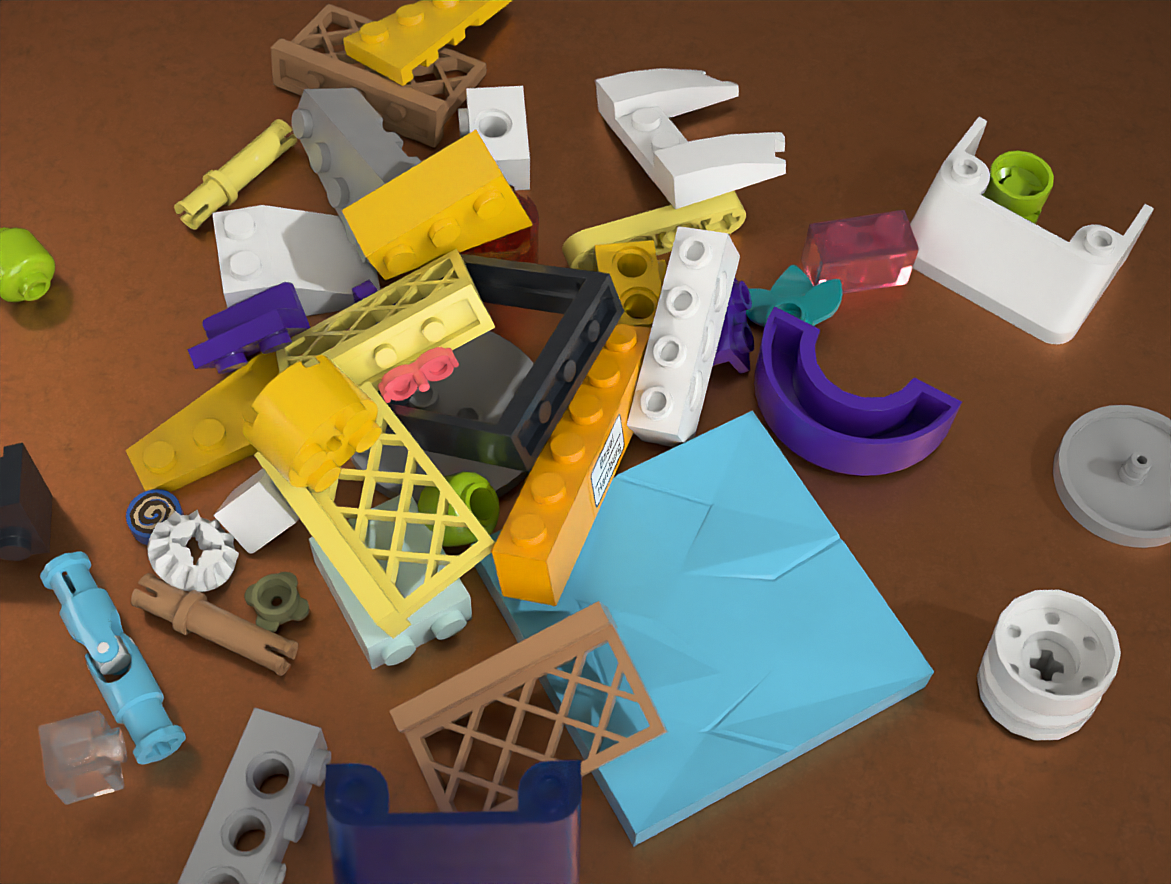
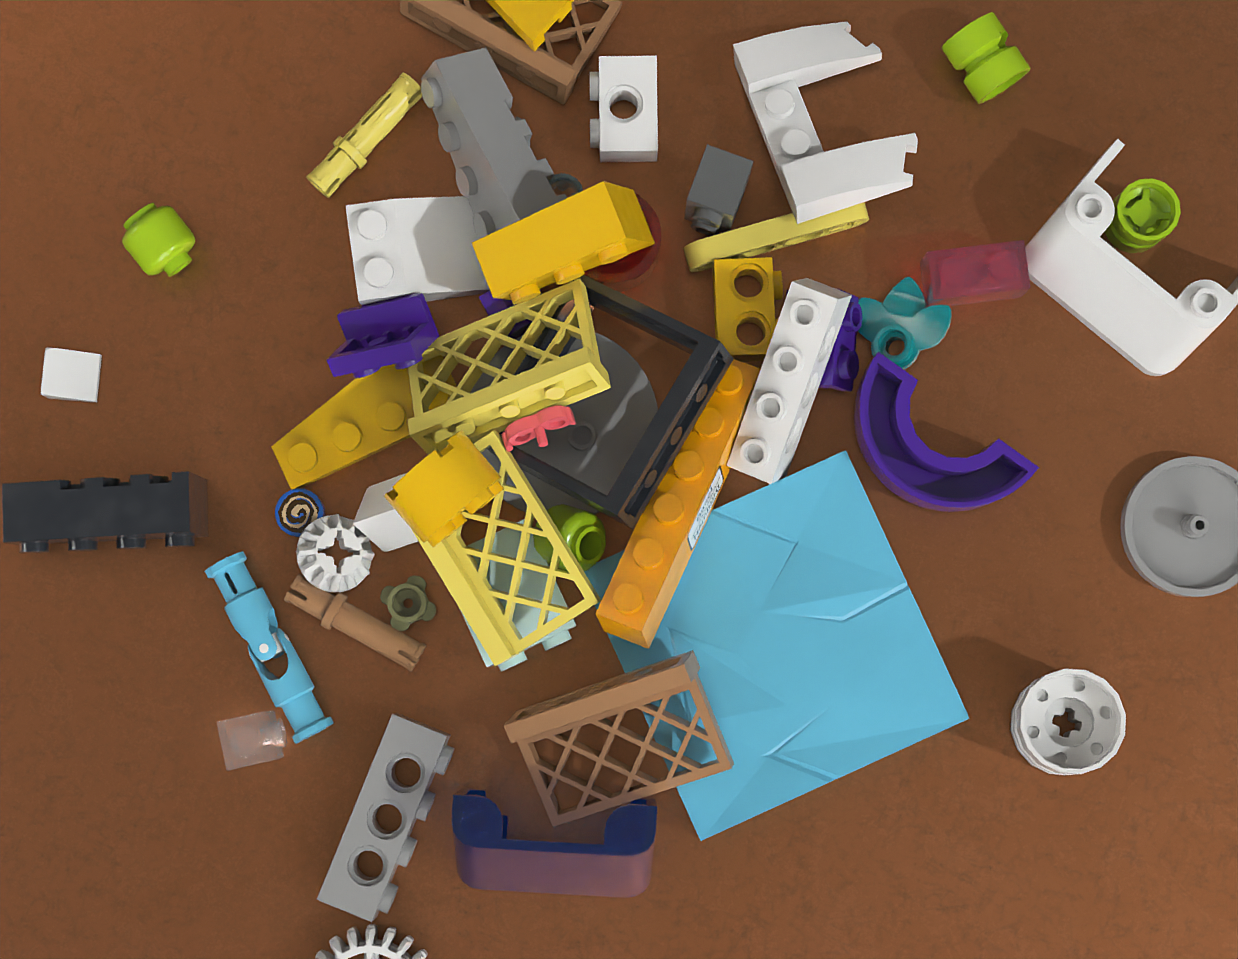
camera: 10 degrees right, 25 degrees up
(592, 181) = (717, 191): none -> dark grey brick
(837, 83) = (985, 57): none -> lime wheel

